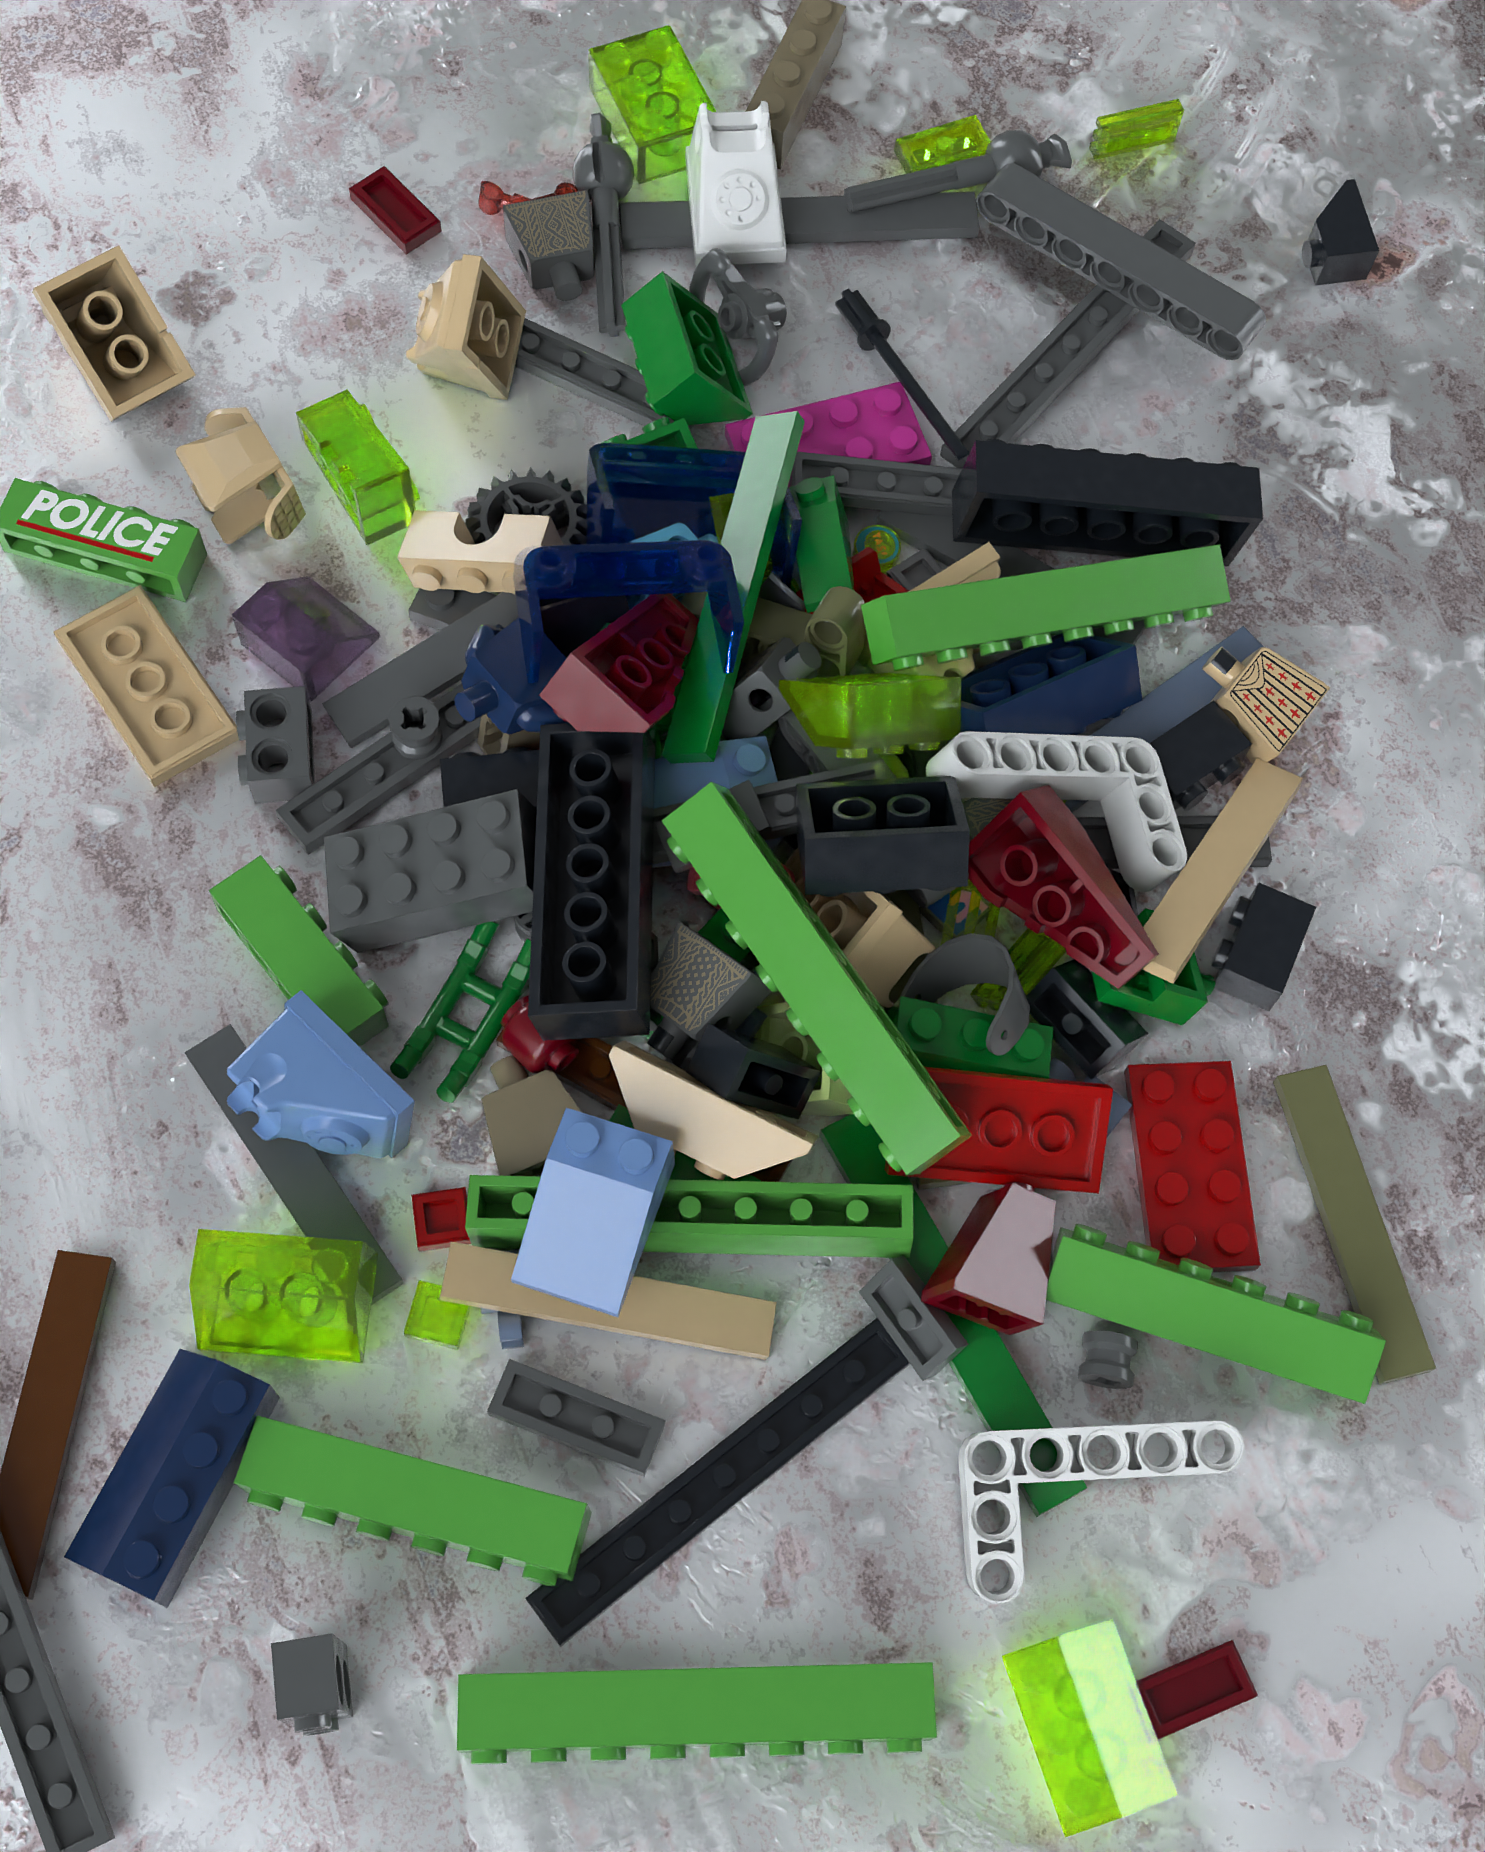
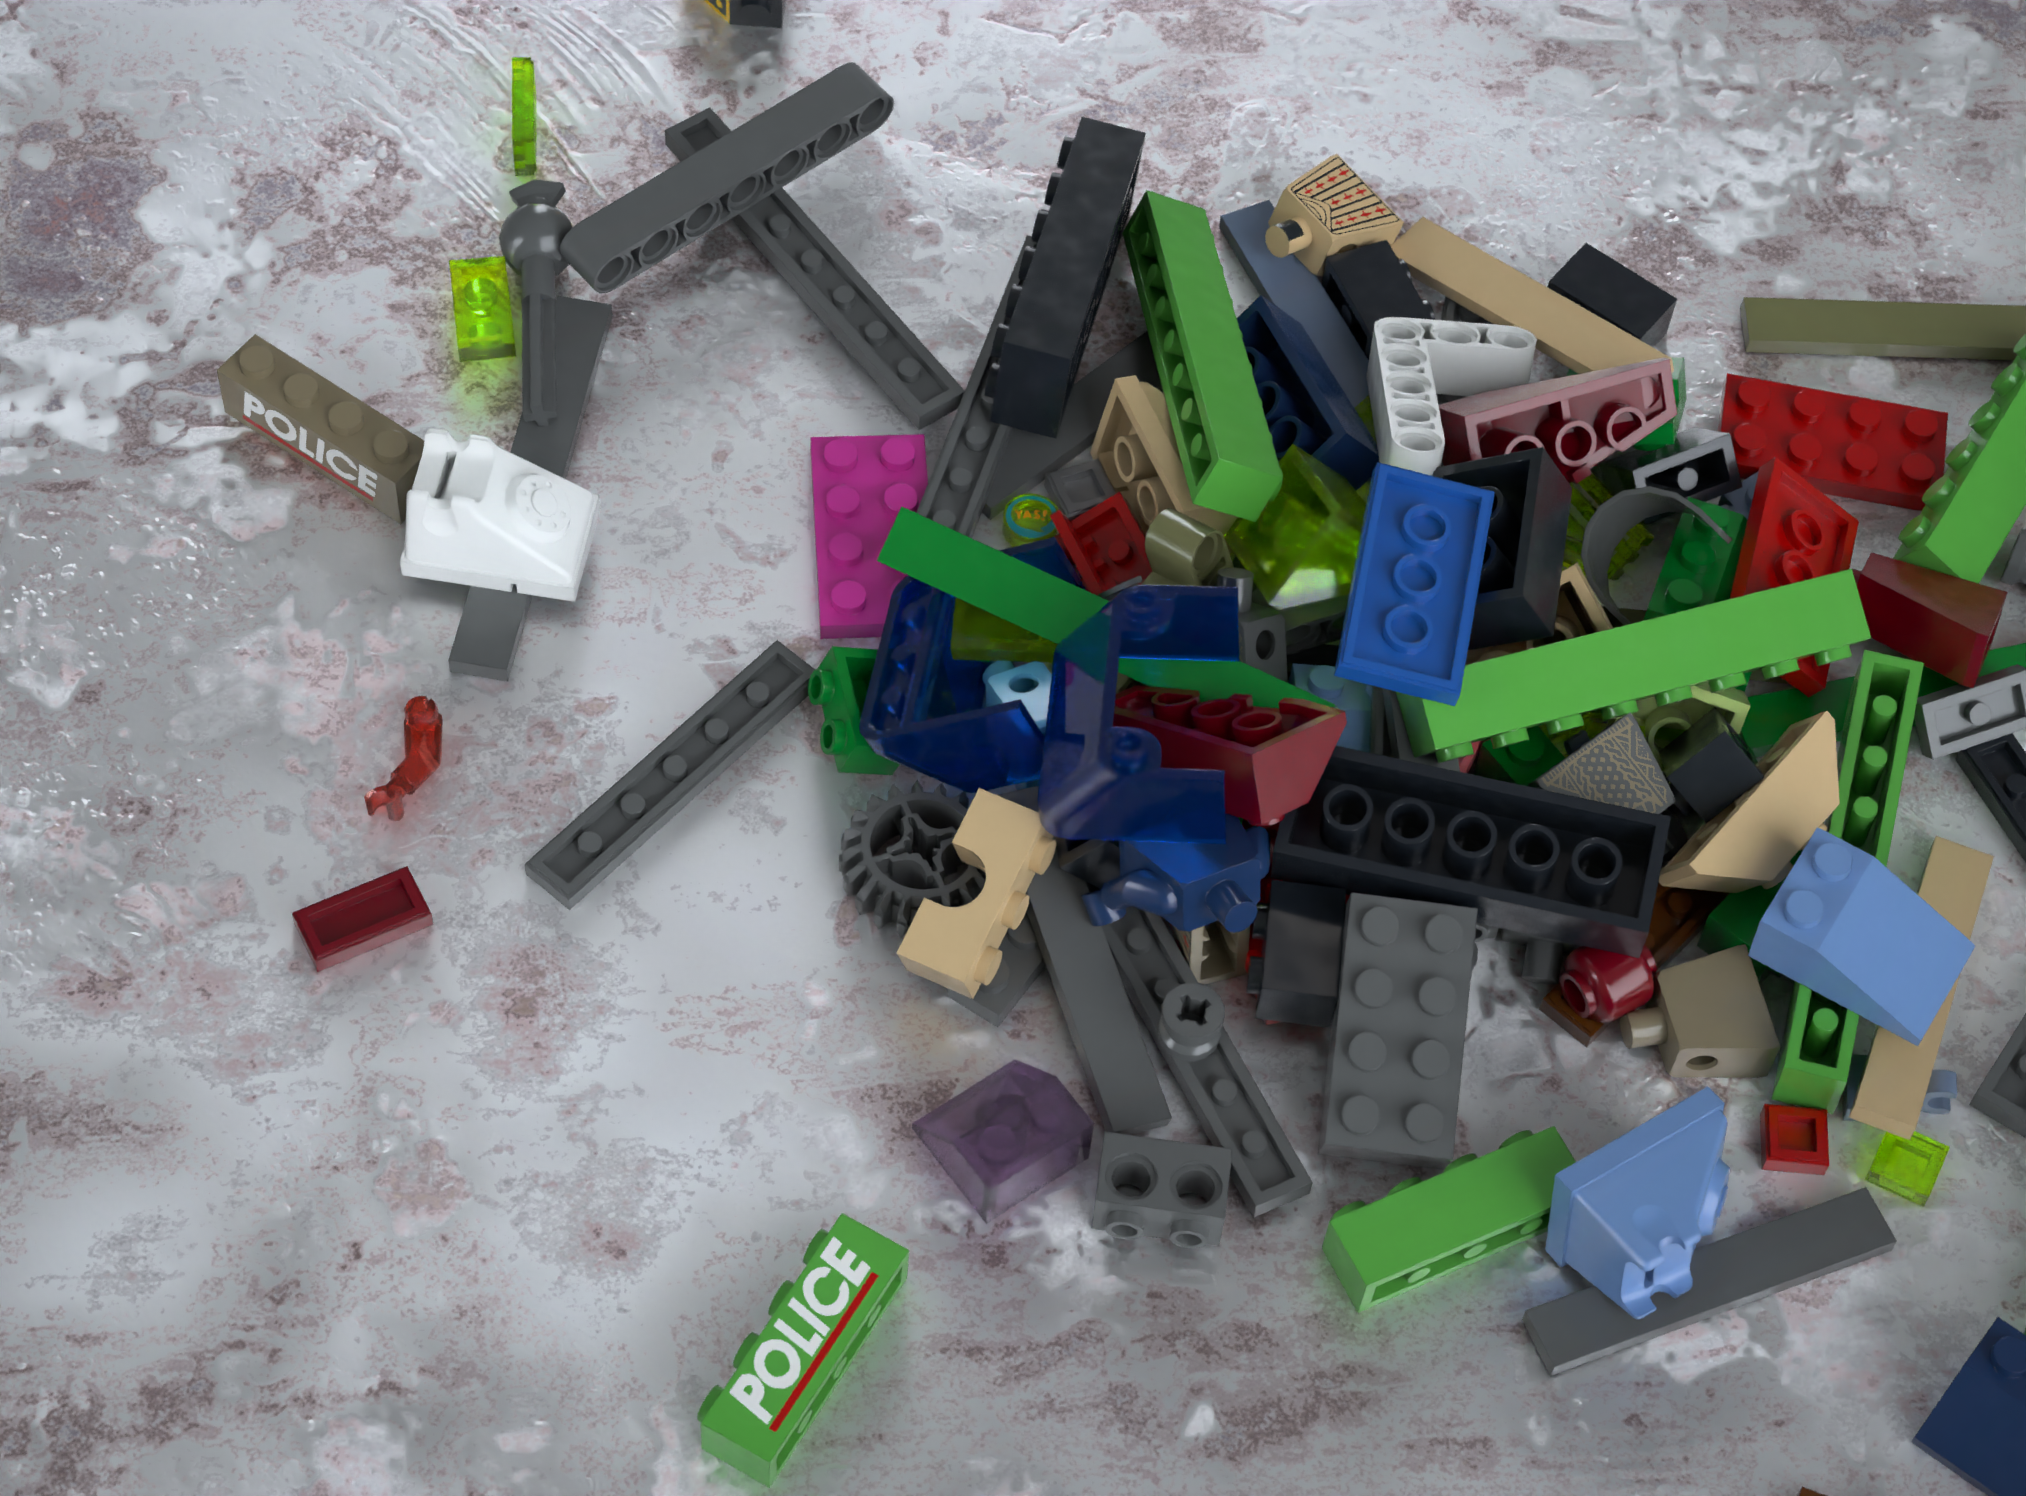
camera: 75 degrees left, 10 degrees down
(113, 333) = (499, 1268): tan piece -> none
(147, 685) = (1025, 1337): tan tile -> none
(228, 475) = (765, 1155): tan piece -> none
(282, 1295) = (1878, 1300): clear neon green slope -> none
(359, 465) = (780, 1020): clear neon green wedge -> none
(436, 1021) = (1586, 1062): green piece -> none
(469, 328) = (642, 839): tan piece -> none
(552, 241) = (494, 742): dark grey torso -> none
(607, 176) = (412, 661): dark grey piece -> none
(648, 98) = (310, 583): clear neon green brick -> none
(683, 355) = (724, 639): green slope -> none
(743, 309) = (679, 561): dark grey piece -> none
(800, 759) = (1415, 584): none -> blue tile
(824, 539) = (1098, 550): green slope -> none
(872, 335) = (727, 448): black piece -> none

